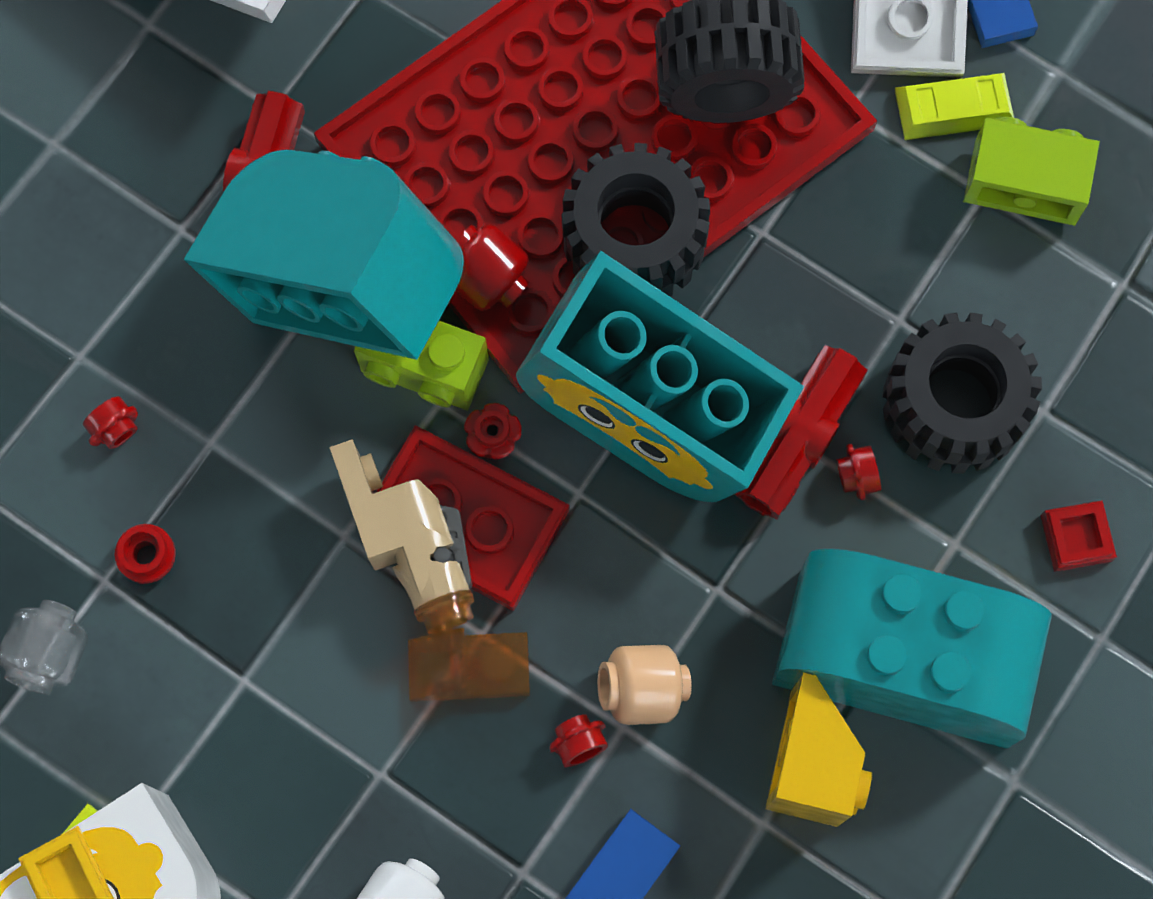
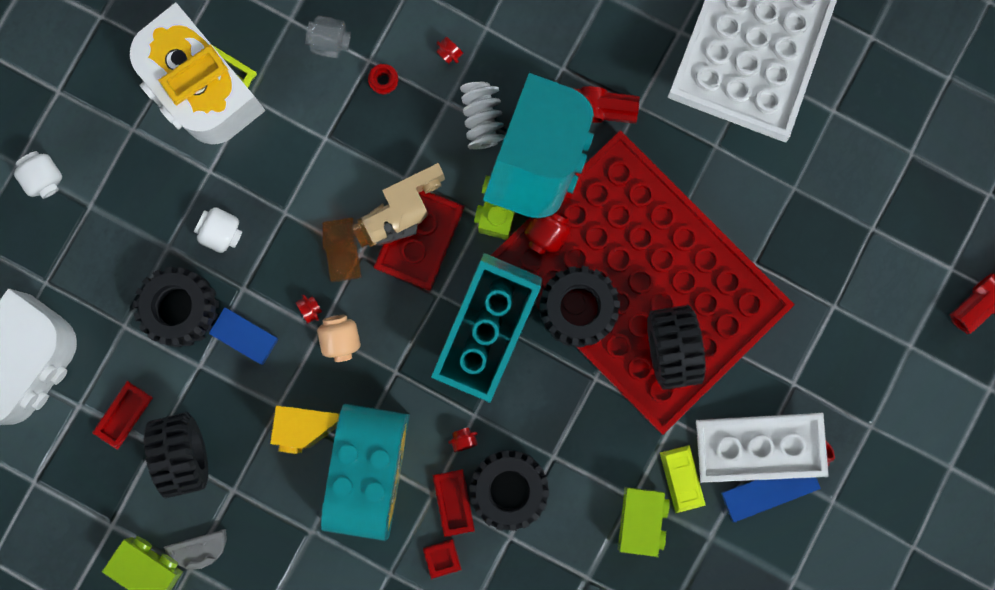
camera: 85 degrees right, 10 degrees up
(246, 370) = (481, 114): none -> white piece
(492, 446) = (466, 238): red plate -> none
(806, 431) = (492, 414): red piece -> none
(975, 502) = (453, 503): none -> red tile

